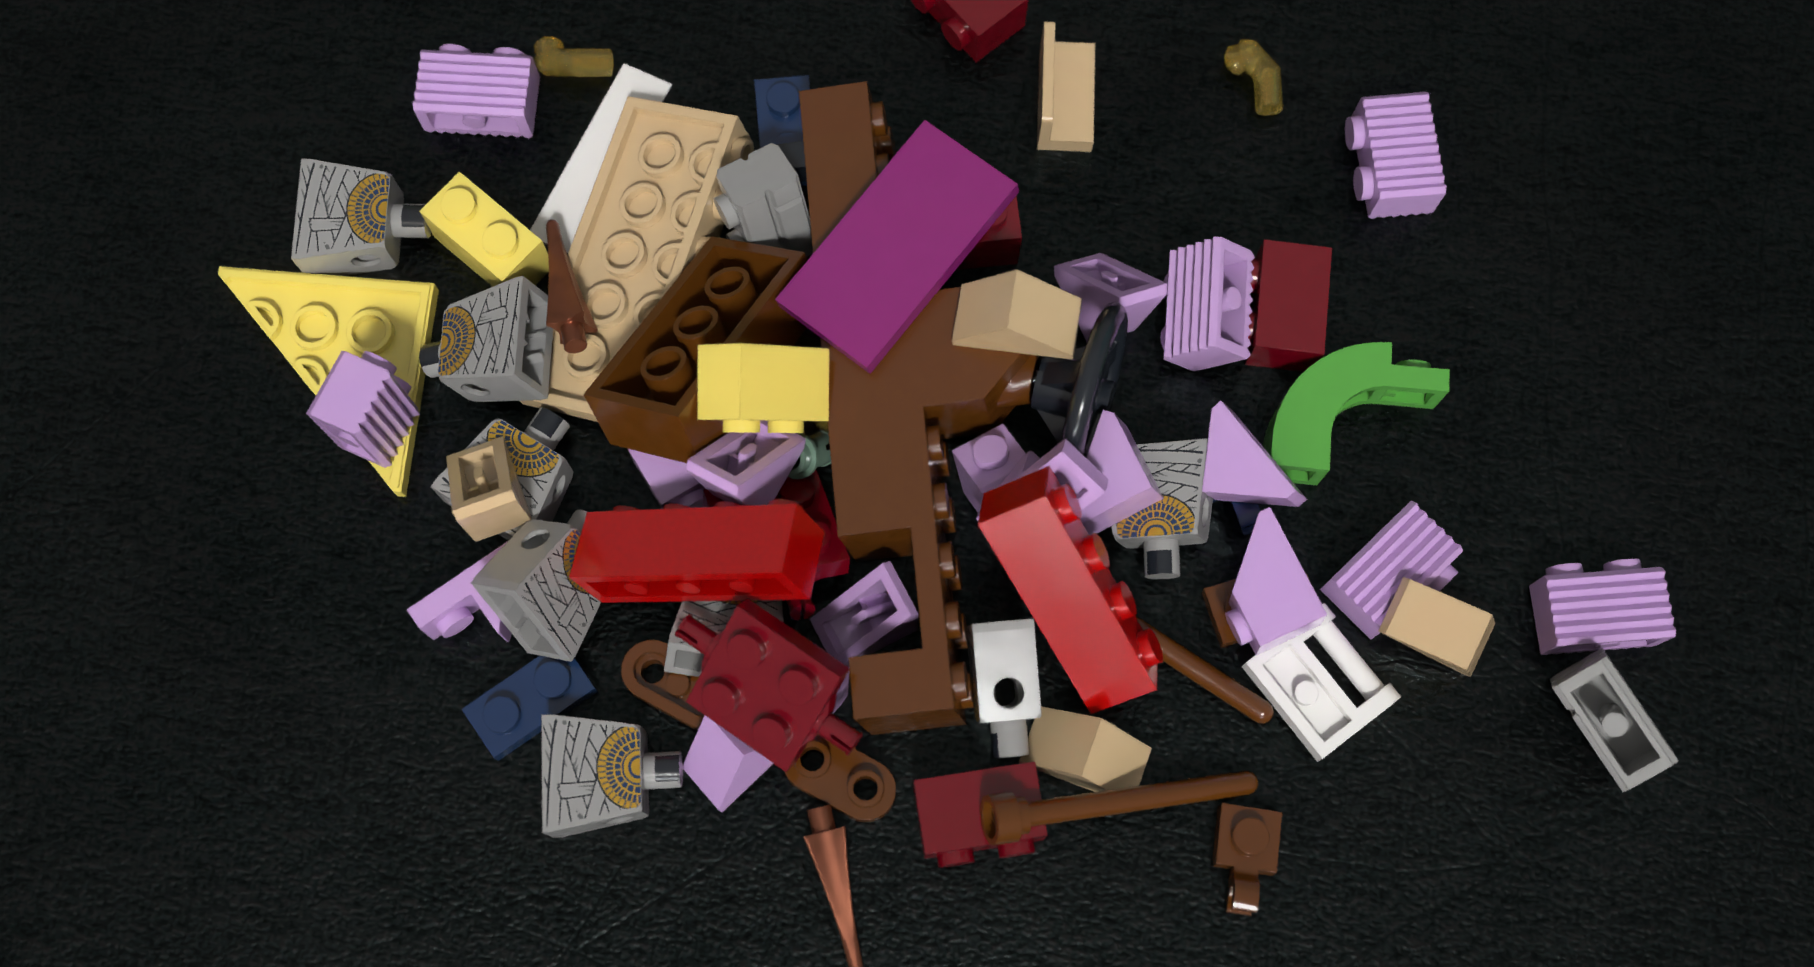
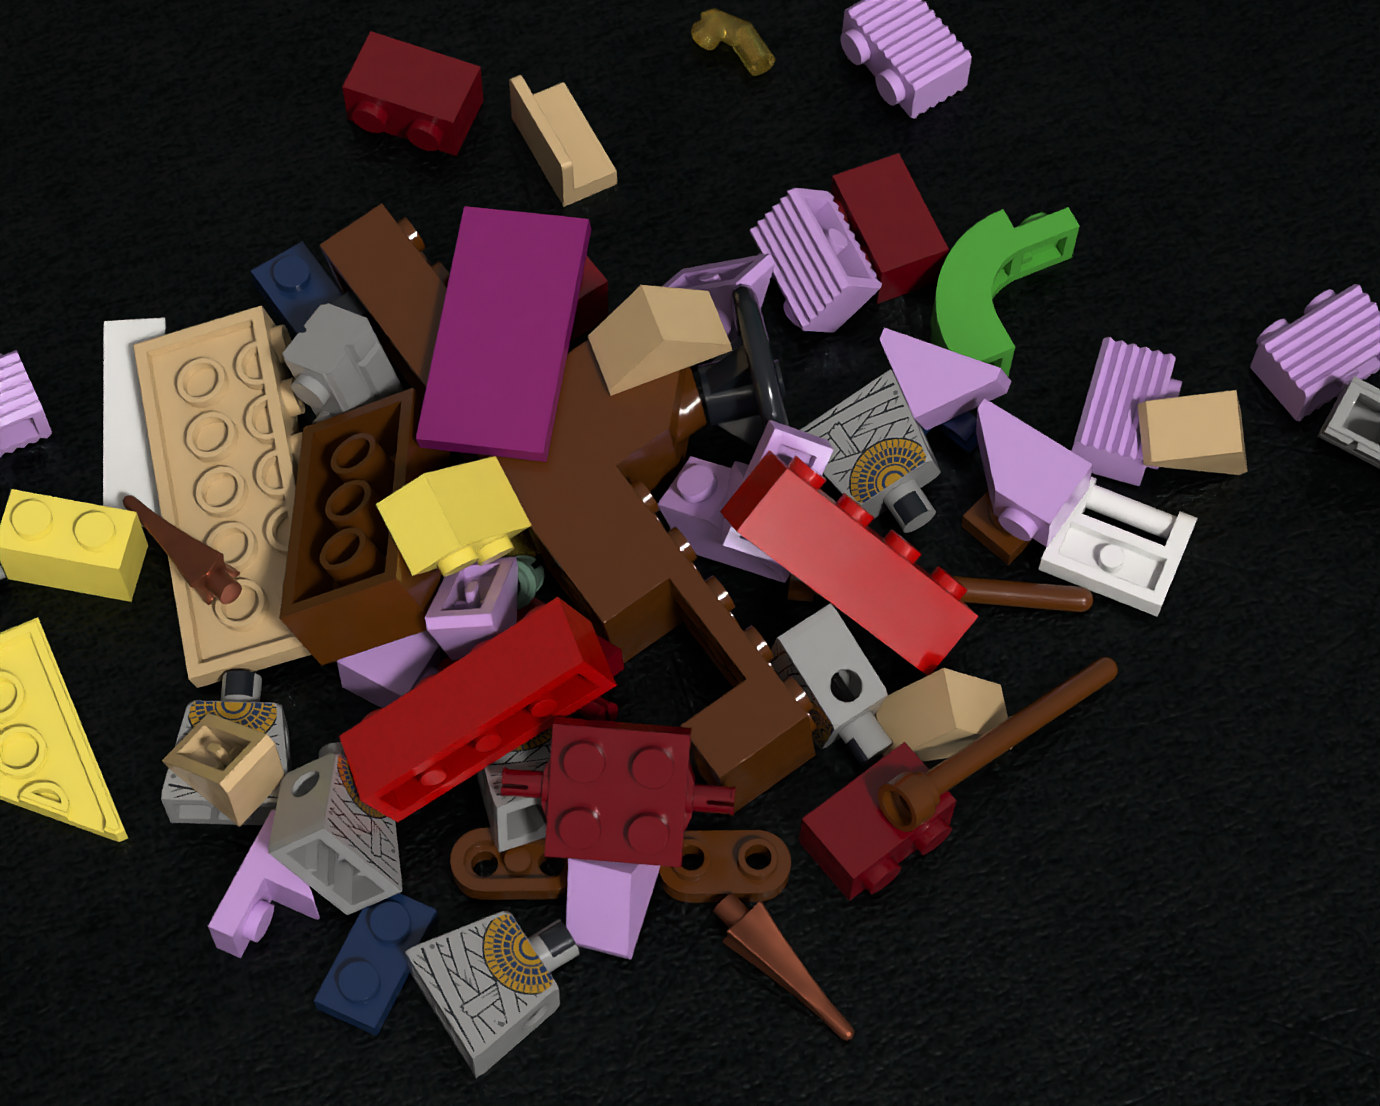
camera: 30 degrees left, 10 degrees down
(364, 407) = (54, 754): lavender brick -> none
(494, 345) = (142, 638): light grey torso -> none
(556, 60) = (52, 342): clear yellow arm -> none
(867, 616) = (671, 684): lavender slope -> none
(1129, 482) = (852, 442): lavender slope -> none
(1248, 846) = (1142, 725): reddish brown plate -> none

